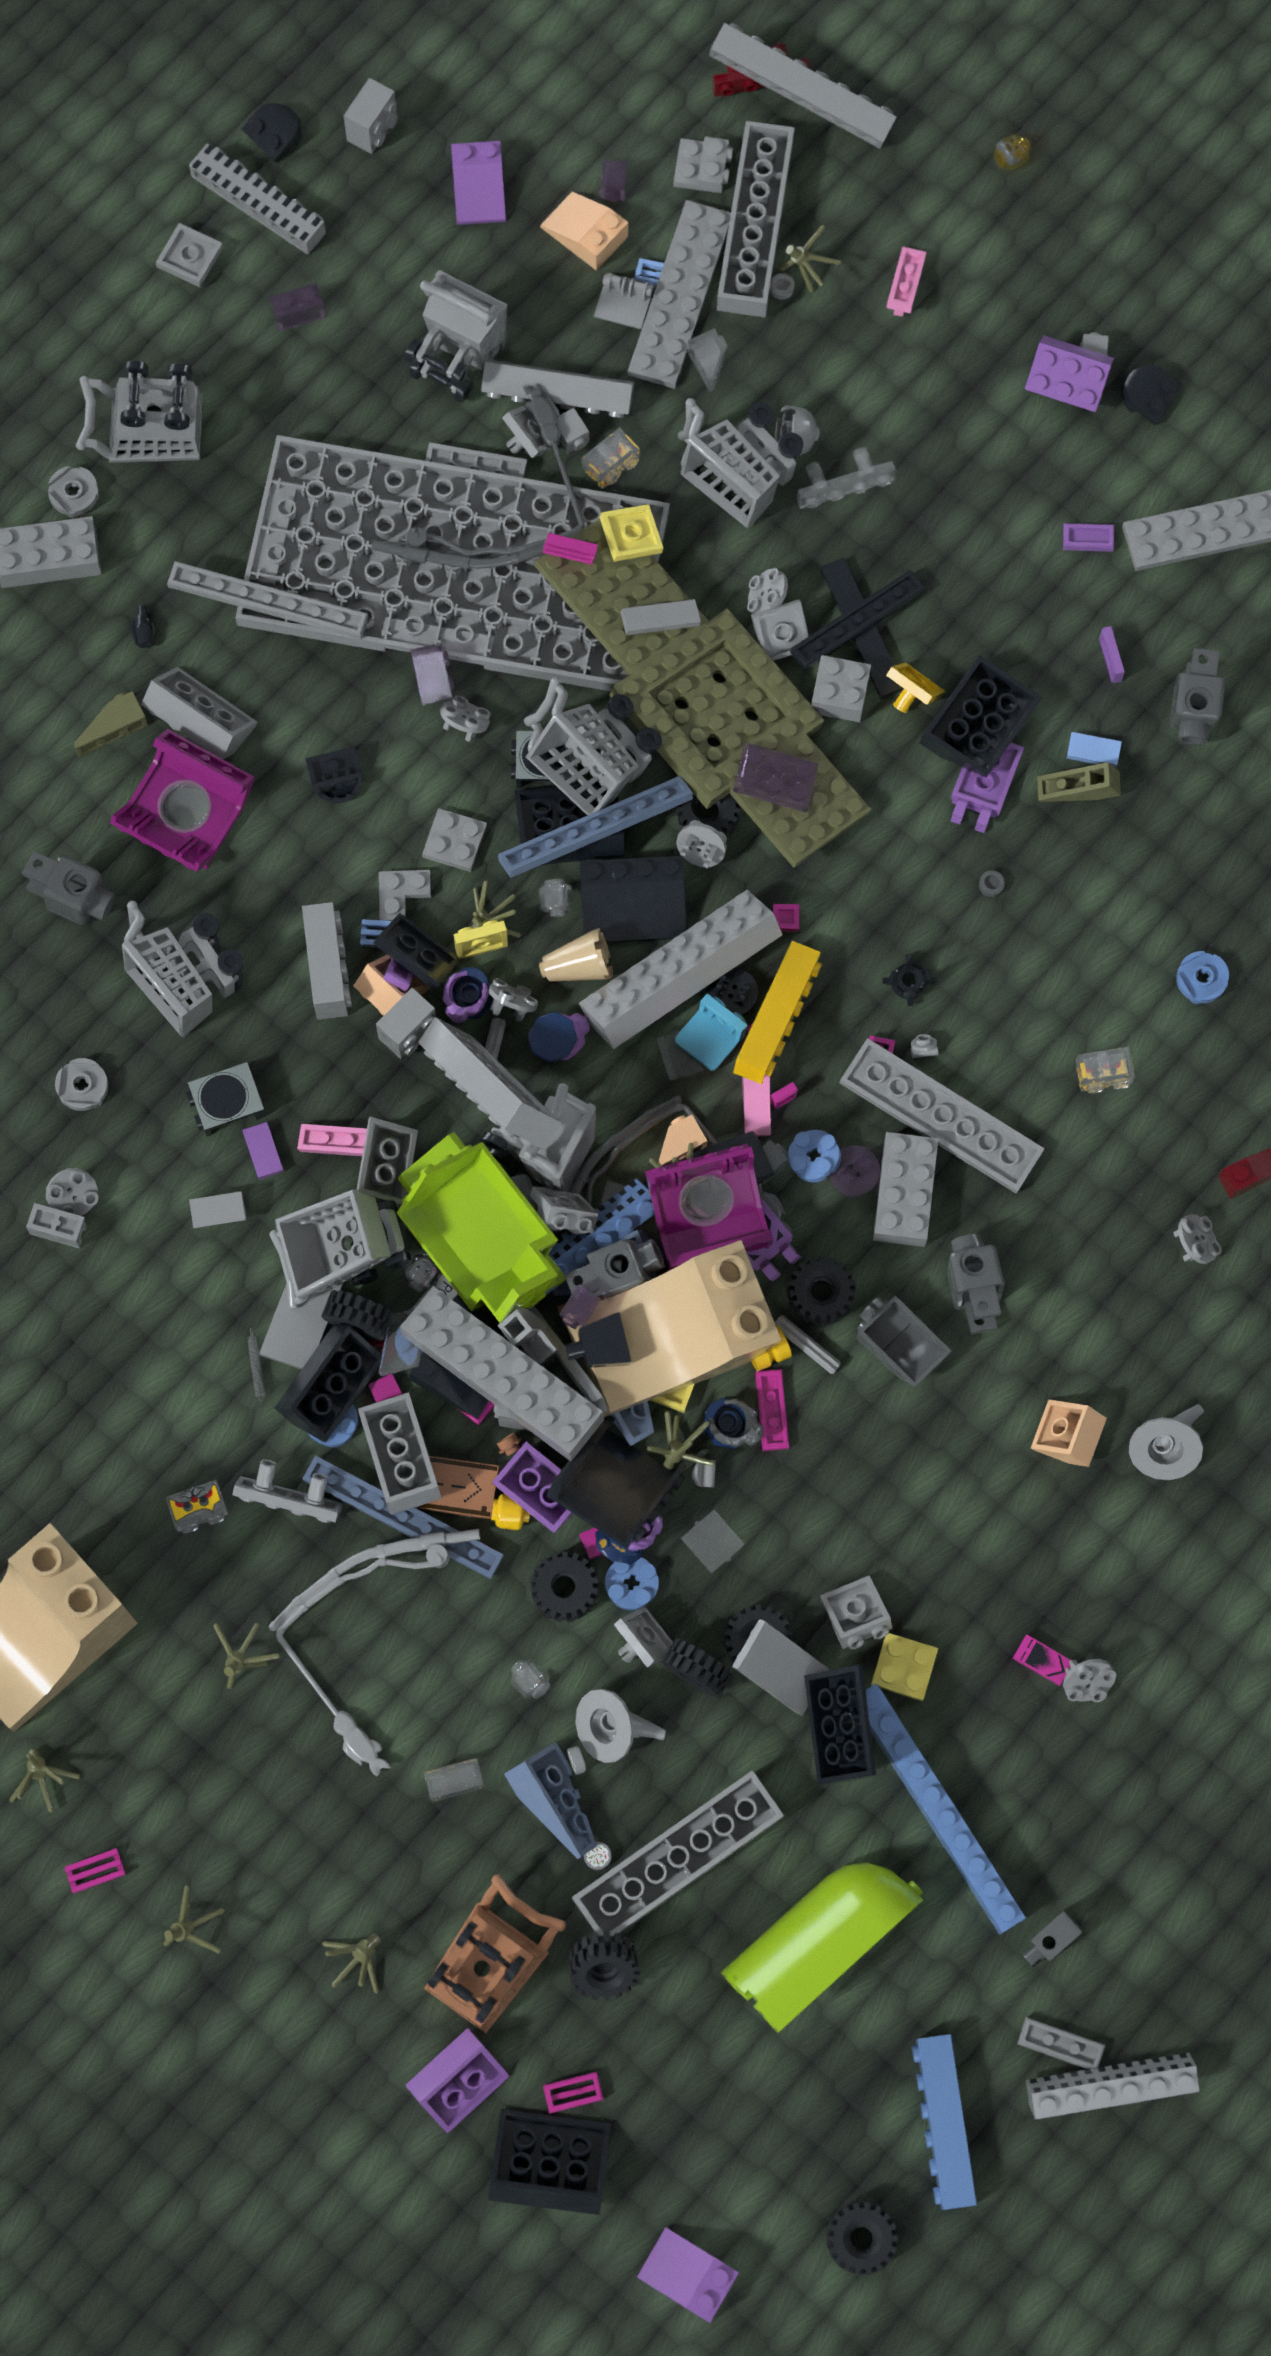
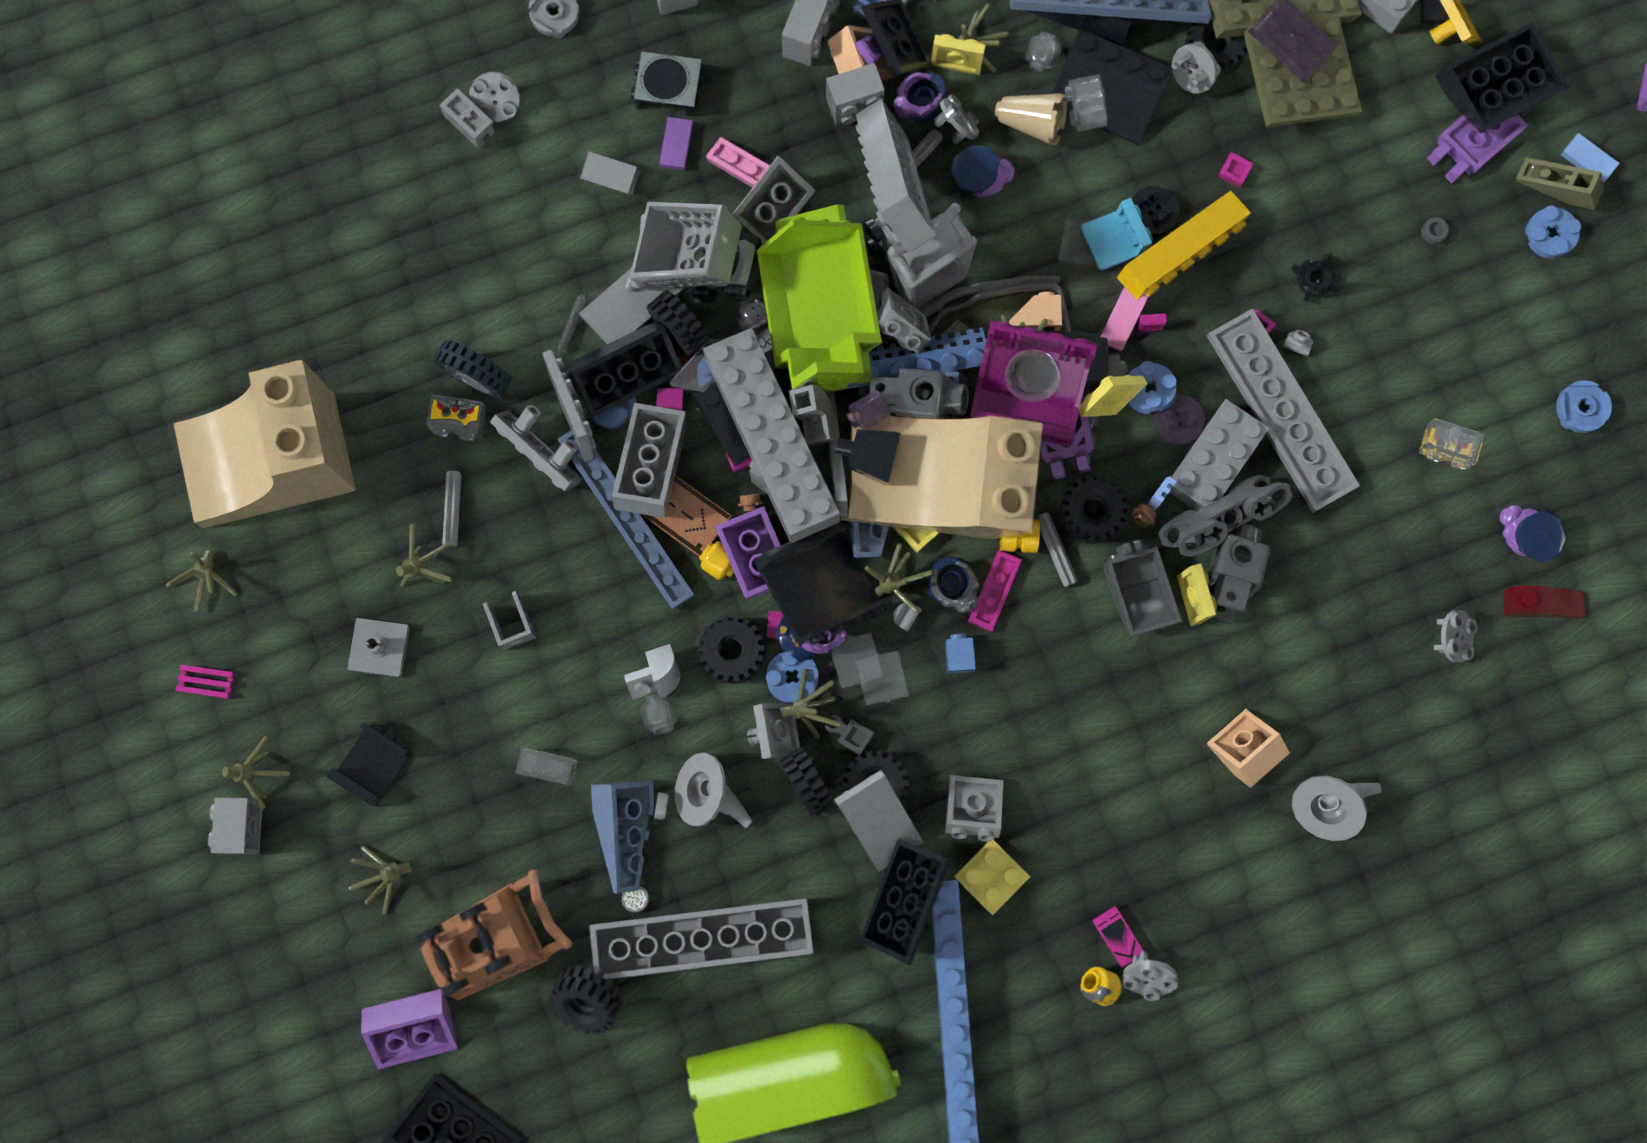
camera: 30 degrees right, 5 degrees up
(192, 1454) = (472, 369): none -> black wheel
(201, 1983) = (235, 826): none -> light grey brick
(237, 1592) = (452, 508): none -> light grey axle
(239, 1755) = (378, 647): none -> light grey tile
(291, 1863) = (371, 764): none -> black panel
(303, 1444) = (570, 405): none -> light grey tile
(356, 1742) = (482, 689): light grey piece -> none
(373, 1669) = (515, 640): none -> light grey piece
(513, 1644) = (659, 677): none -> light grey brick
(596, 2086) = (510, 1083): dark pink tile -> none
(621, 924) = (1087, 102): none -> clear brick
(659, 1604) = (803, 709): none -> olive plant
(680, 968) = (1119, 165): light grey brick -> none
(682, 1538) = (856, 661): none -> clear piece
(715, 1606) = (853, 736): none -> dark grey plate
(771, 1483) = (959, 654): none -> medium blue brick
(784, 1181) = (1111, 395): none -> light yellow plate
(868, 1273) = (1143, 515): none -> nougat plate
(873, 1247) = (1161, 493): none -> light blue tile
(930, 1253) = (1210, 528): none -> dark grey piece
(952, 1321) = (1196, 595): none -> light yellow plate
(1050, 1710) = (1101, 986): none -> yellow head
(1102, 820) = (1556, 218): none -> medium blue plate
(1215, 1113) = (1532, 532): none -> dark blue piece

